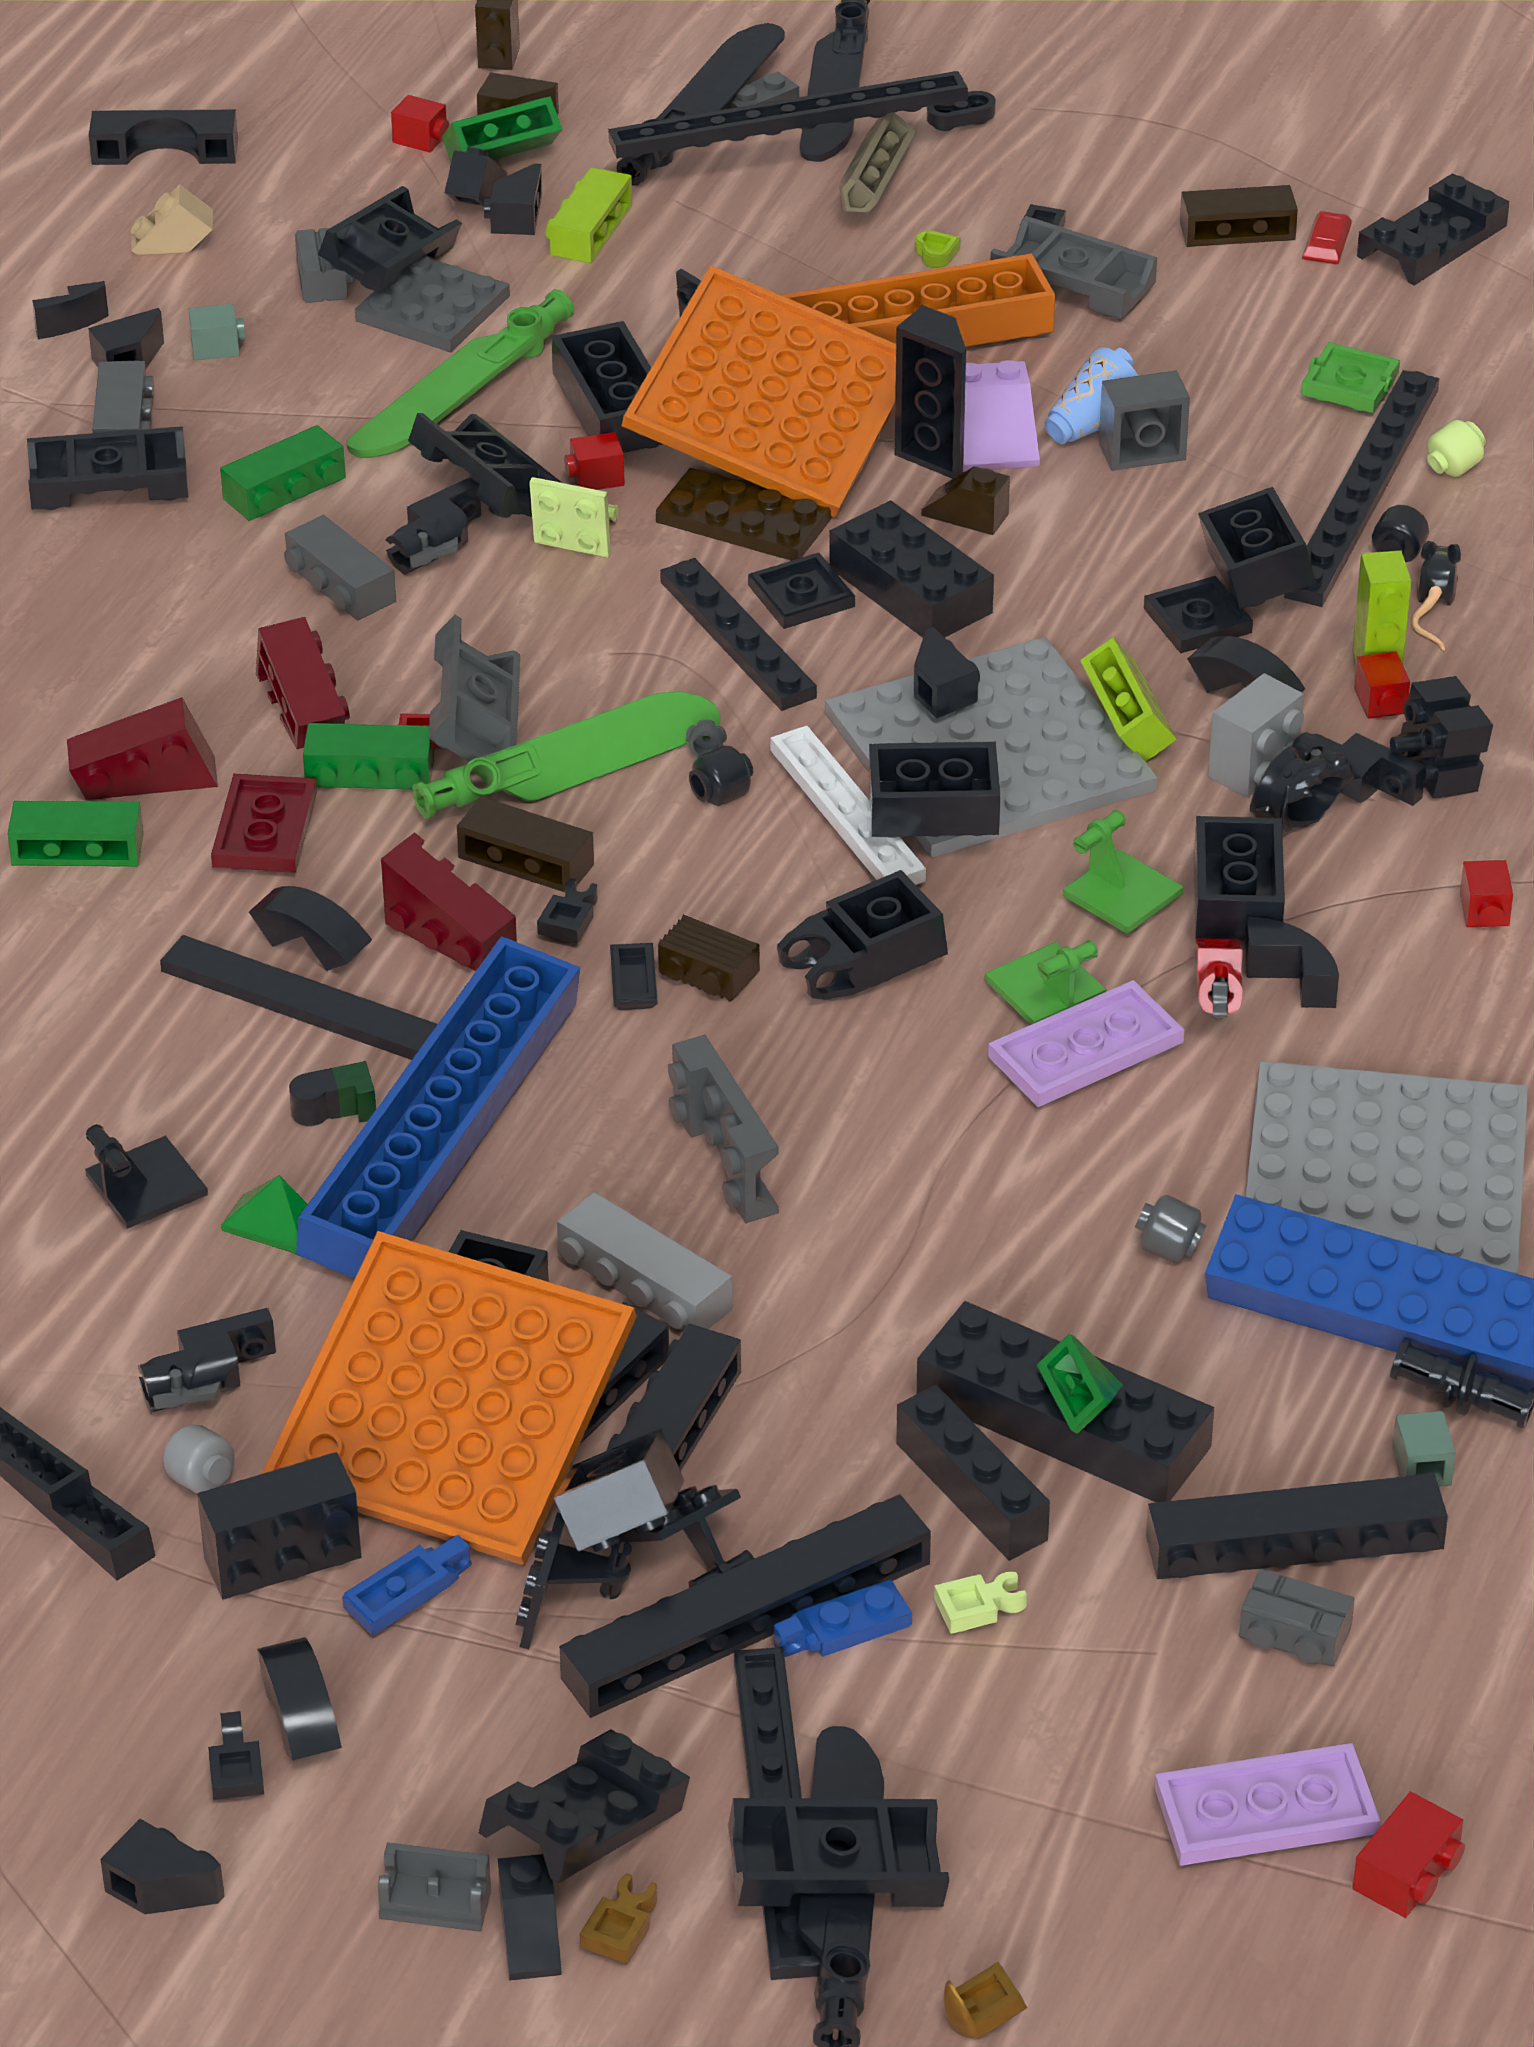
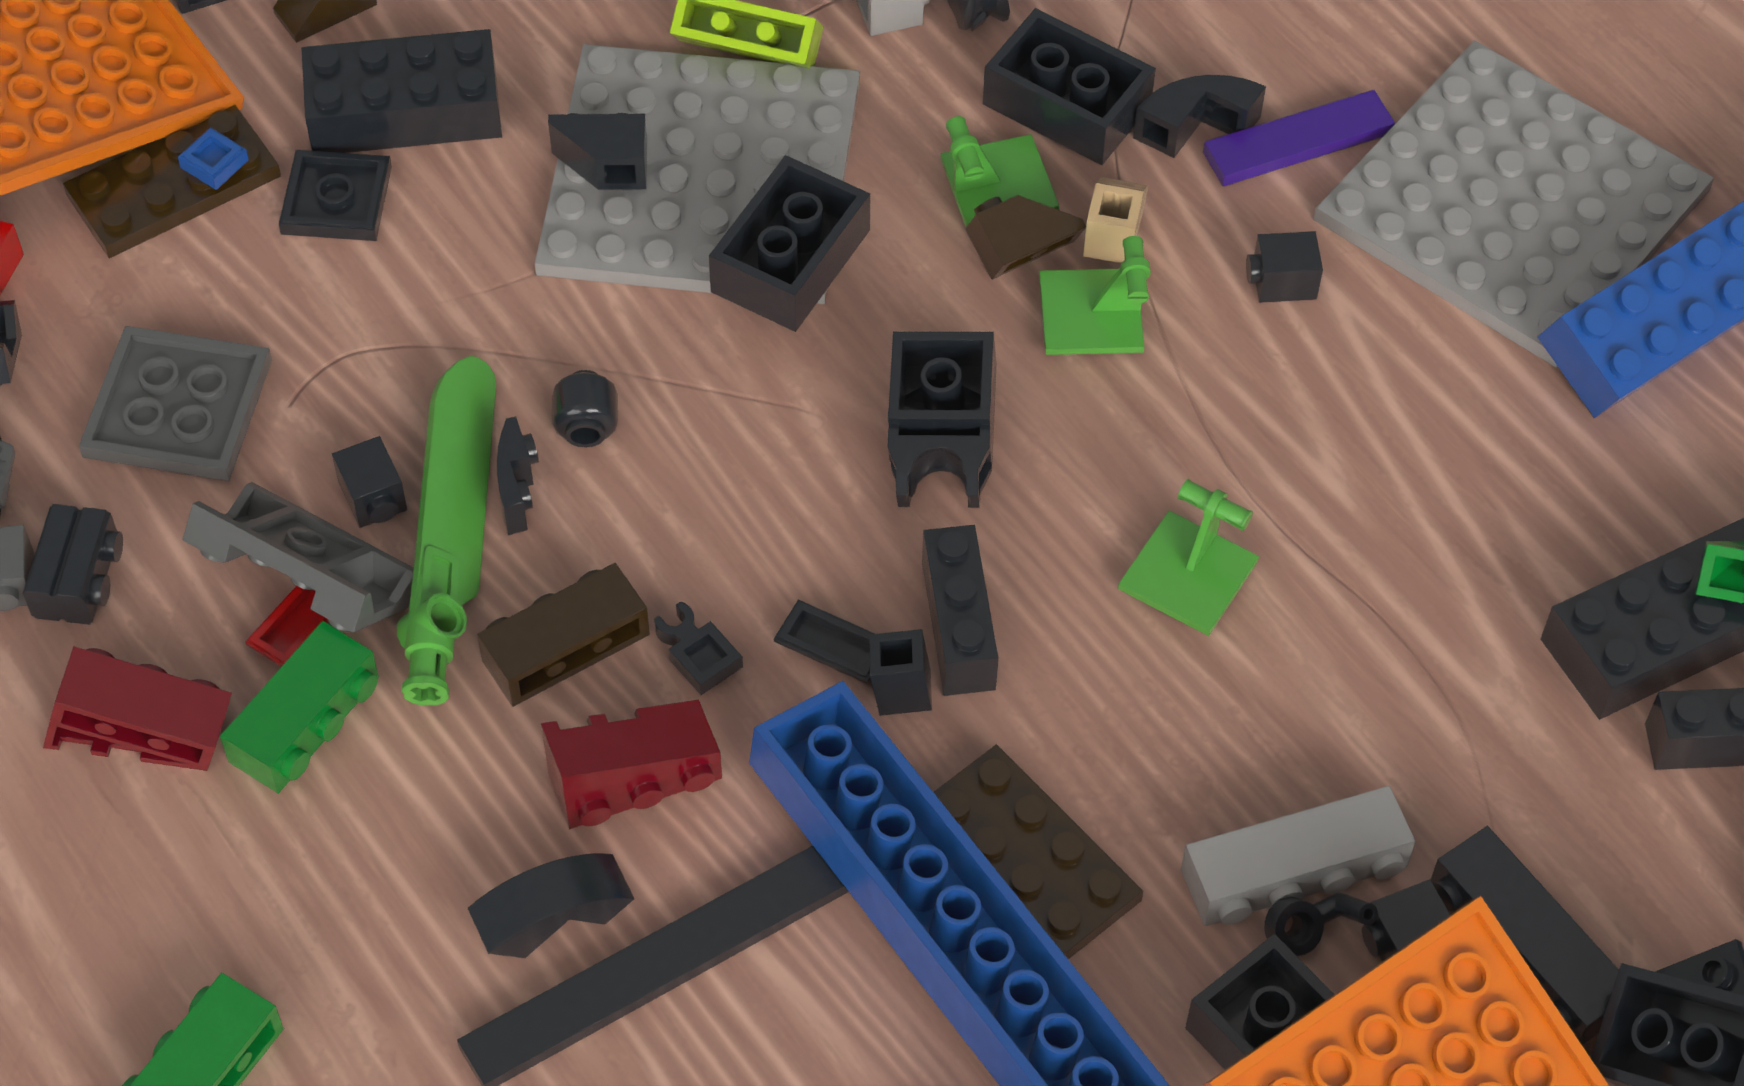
camera: 60 degrees left, 15 degrees up
(143, 755) = (123, 932): dark red wedge -> none
(264, 823) = (327, 864): dark red plate -> none
(332, 1094) = (836, 1013): leg -> none
(391, 612) = (72, 564): none -> black brick
(541, 1139) = (1039, 851): none -> dark brown plate
(558, 598) = (176, 403): none -> dark grey plate
(568, 702) = (369, 482): none -> black brick
(571, 517) = (73, 319): yellowish green plate -> none
(578, 1271) = (1310, 919): none -> black plate
(623, 1004) = (900, 672): none -> black brick
(636, 763) = (514, 474): none -> black slope
(700, 745) = (513, 392): dark grey plate -> none
(708, 958) = (864, 563): dark brown brick -> none
(714, 1105) = (1164, 670): dark grey piece -> none
(718, 1006) = (959, 610): none -> black brick
(738, 634) = (358, 281): black plate -> none
(765, 513) = (213, 158): none -> blue tile
(842, 804) = (712, 332): white plate -> none
(854, 1121) = (1188, 566): none -> bright green plate
(1070, 911) = (1019, 232): none -> dark brown slope
(1085, 1043) = (1202, 325): lavender plate -> none
(1139, 952) = (1112, 217): none -> tan slope
(1170, 1228) = (1512, 394): dark grey head -> none
(1182, 1064) = (1285, 267): none -> black brick
(1218, 975) = (1193, 171): plate -> none
(1327, 1029) = (1298, 137): none -> dark purple tile

